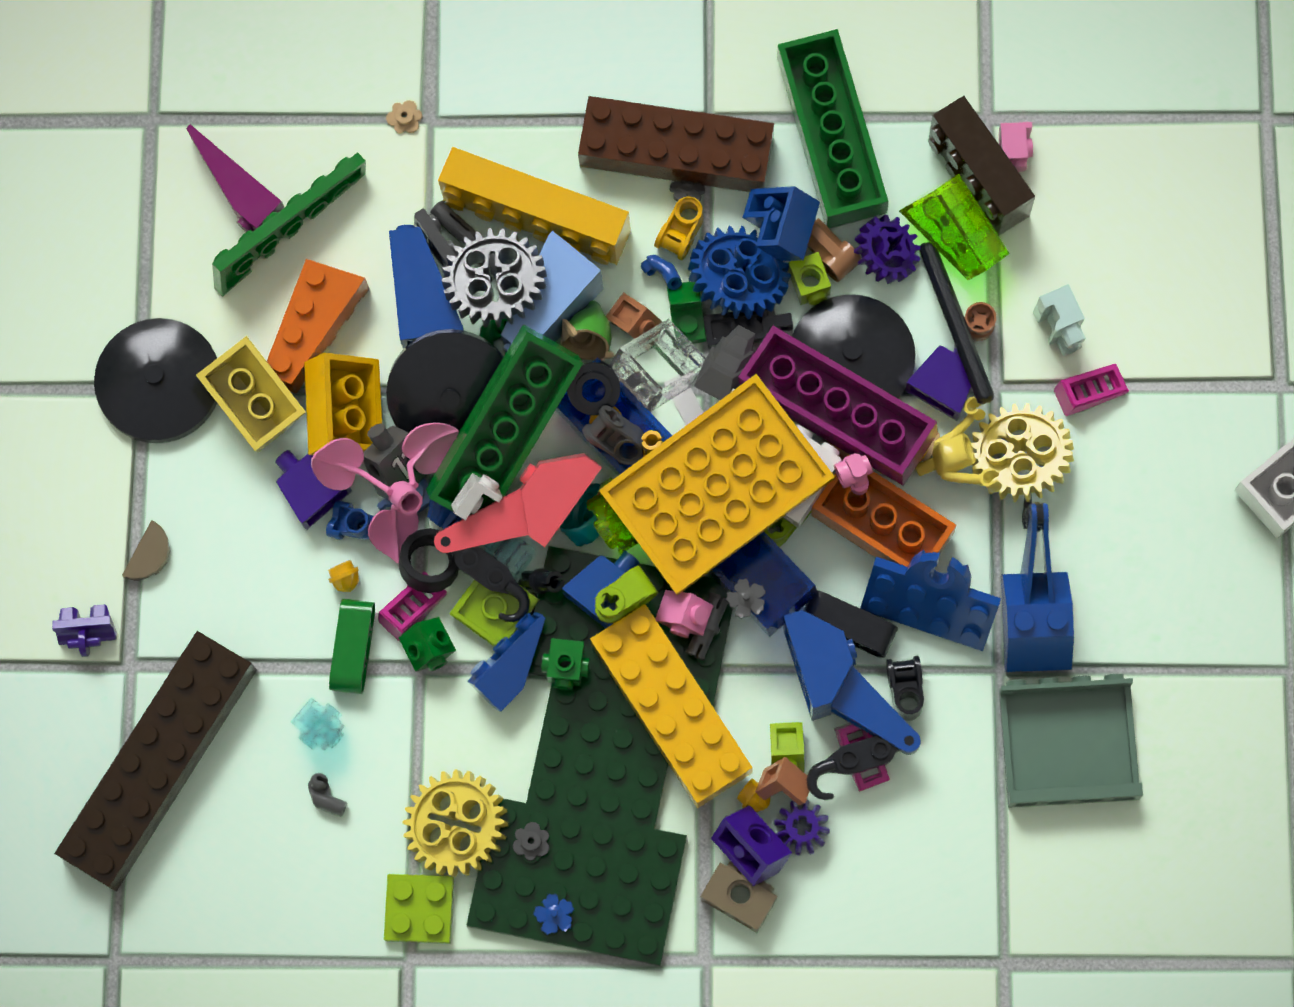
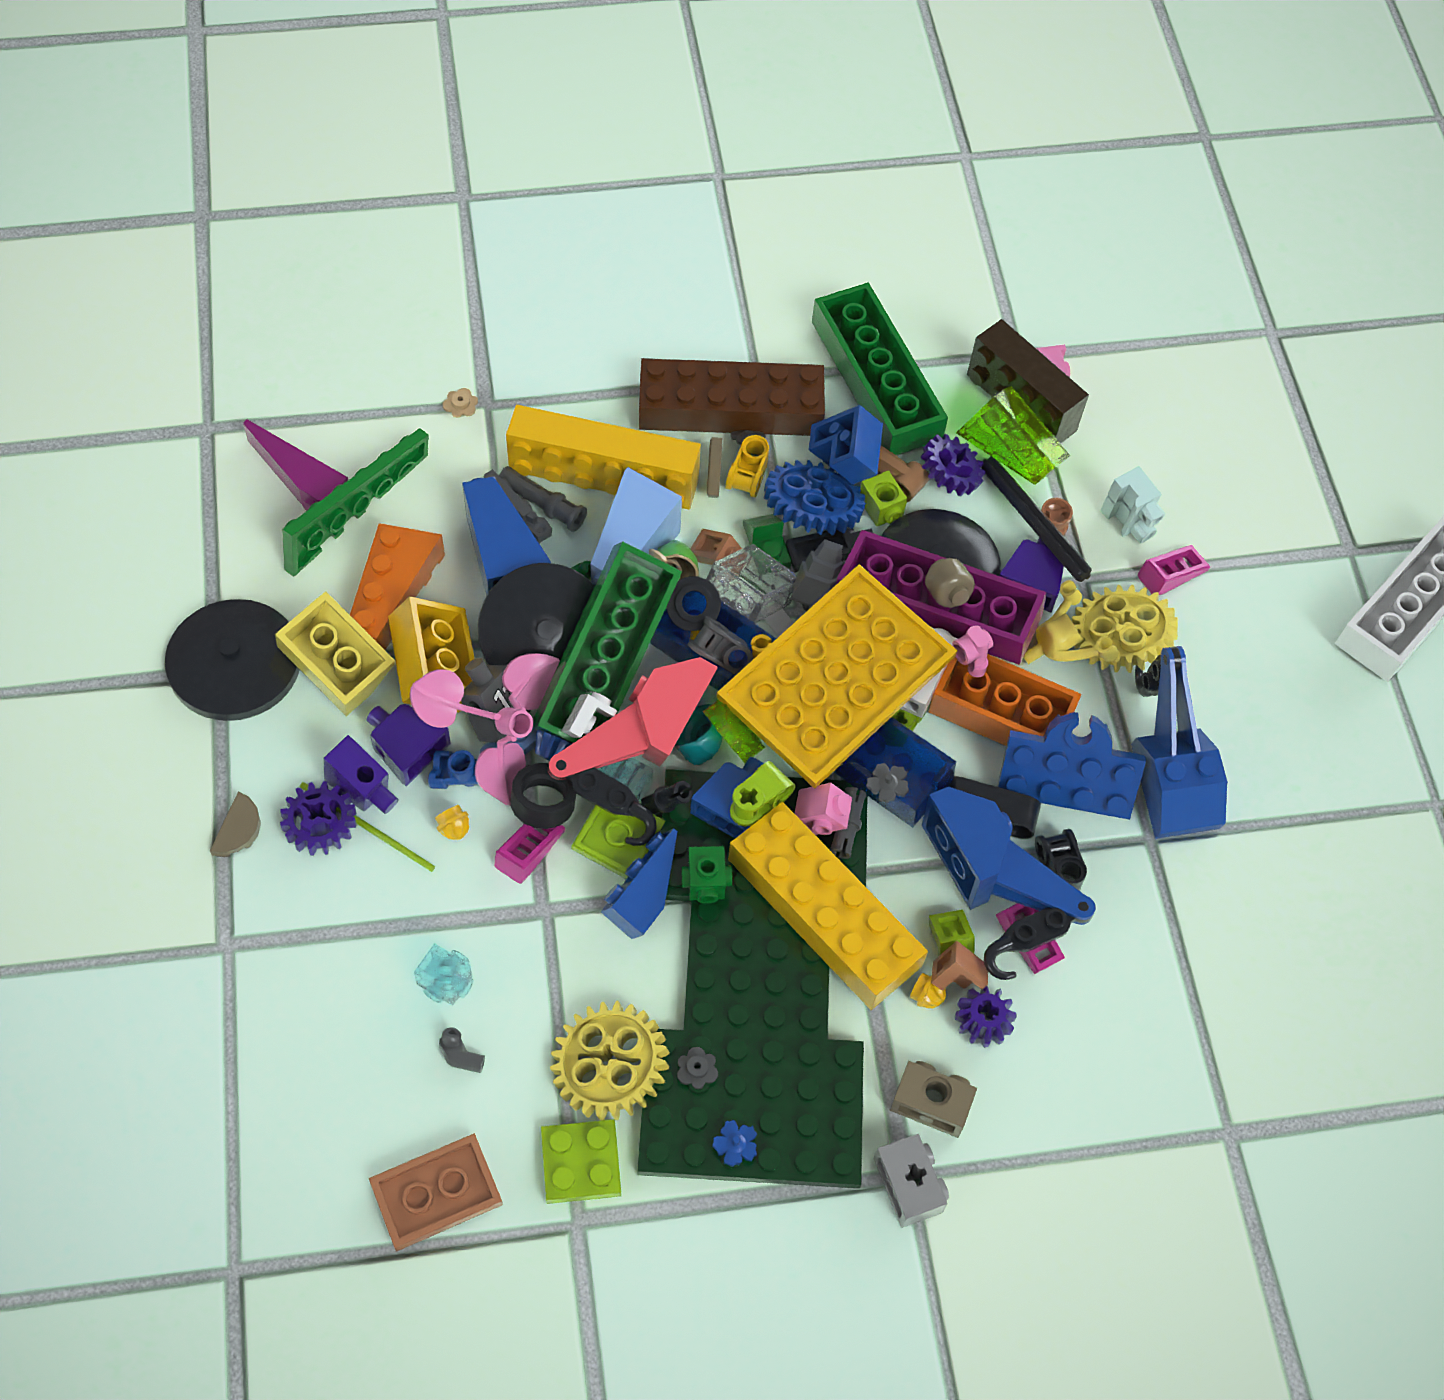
camera: 20 degrees left, 15 degrees down
(84, 632) = (172, 910): dark purple hips -> none
(156, 761) = (262, 1041): dark brown brick -> none
(213, 566) = (320, 831): none -> dark purple gear
(253, 512) = (359, 776): none -> dark purple torso
(266, 567) = (386, 839): none -> lime piece
(289, 919) = (435, 1192): none -> nougat plate
(352, 646) = (470, 892): green beam -> none
(427, 644) = (553, 878): green brick -> none
(464, 281) = (553, 517): gear -> none
(645, 228) = (714, 467): none -> dark tan tile
(666, 269) = (740, 505): blue arm -> none
(695, 949) = (911, 1201): none -> light grey brick
(751, 845) = (938, 1039): dark purple brick -> none
(841, 402) = (949, 582): none -> dark tan head
(1069, 741) = (1239, 896): sand green panel -> none

